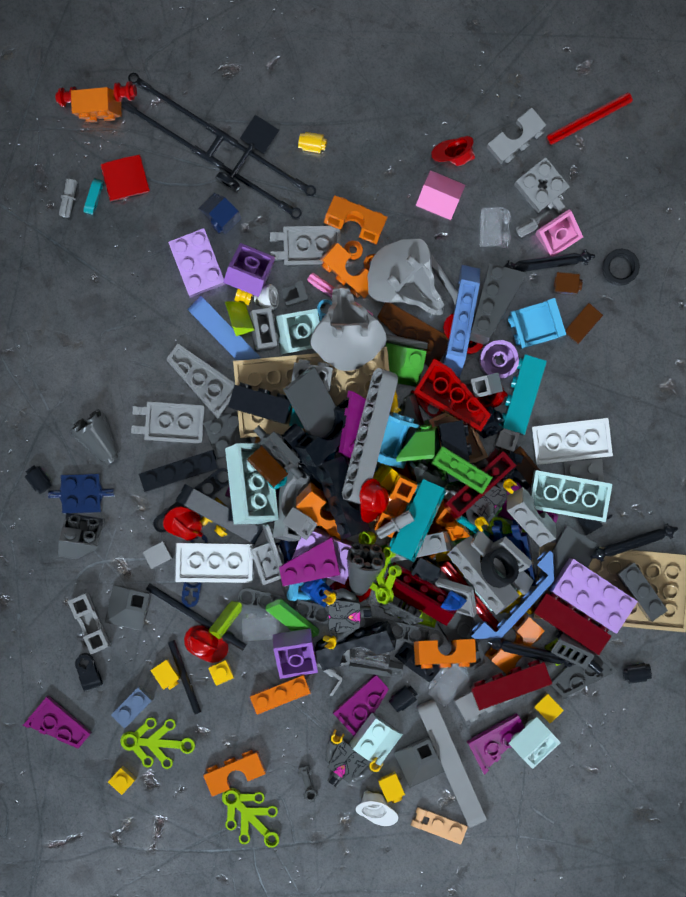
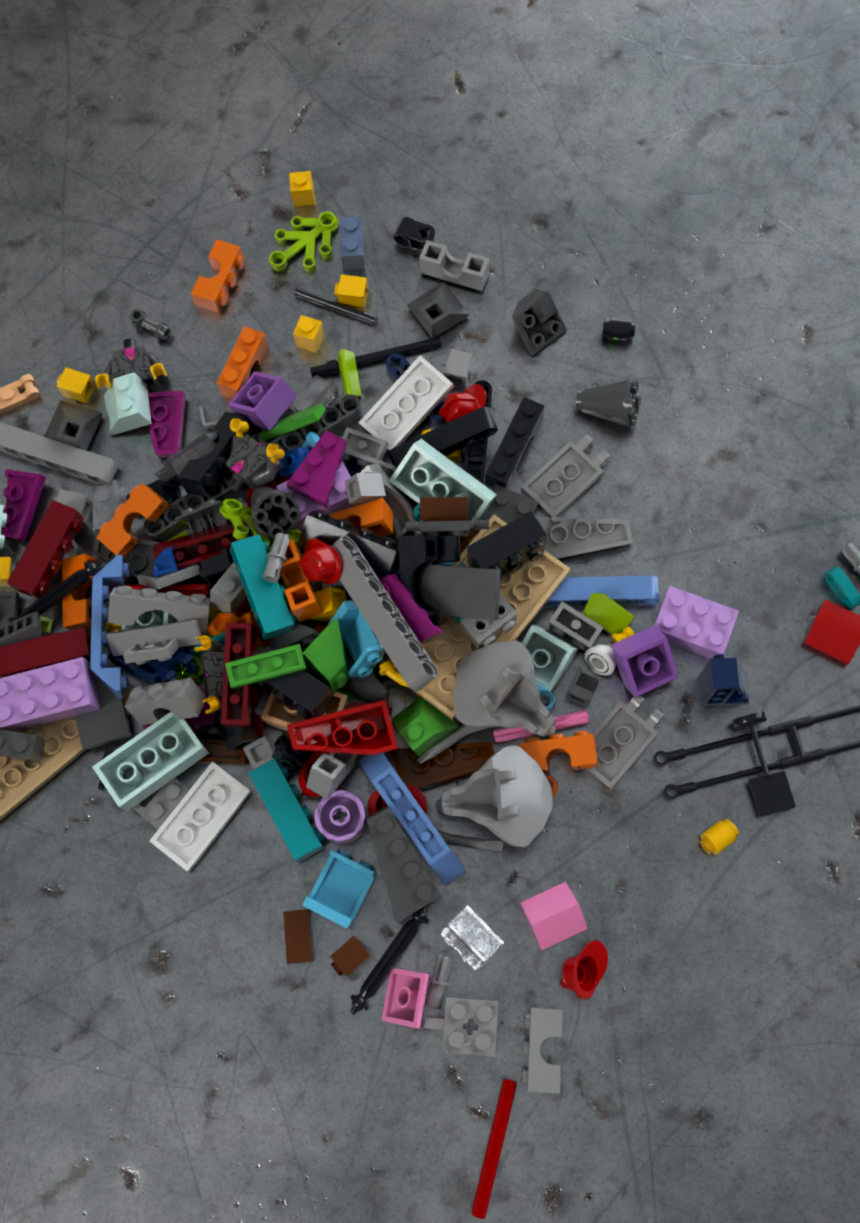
camera: 145 degrees right, 15 degrees down
(57, 722) = (402, 181): magenta wing -> none
(80, 493) = (572, 354): dark blue plate -> none
(205, 645) = (347, 338): red piece -> none
(248, 815) = (173, 261): lime plant -> none
(342, 211) = (623, 802): orange arch -> none
(354, 256) = (575, 787): orange plate -> none
(375, 808) = (75, 358): white piece -> none
(403, 698) = (135, 459): black brick -> none
(509, 562) = (136, 636): black tyre -> none
(620, 281) = (296, 1031): black tyre -> none
(634, 542) = (53, 784): black wheel -> none

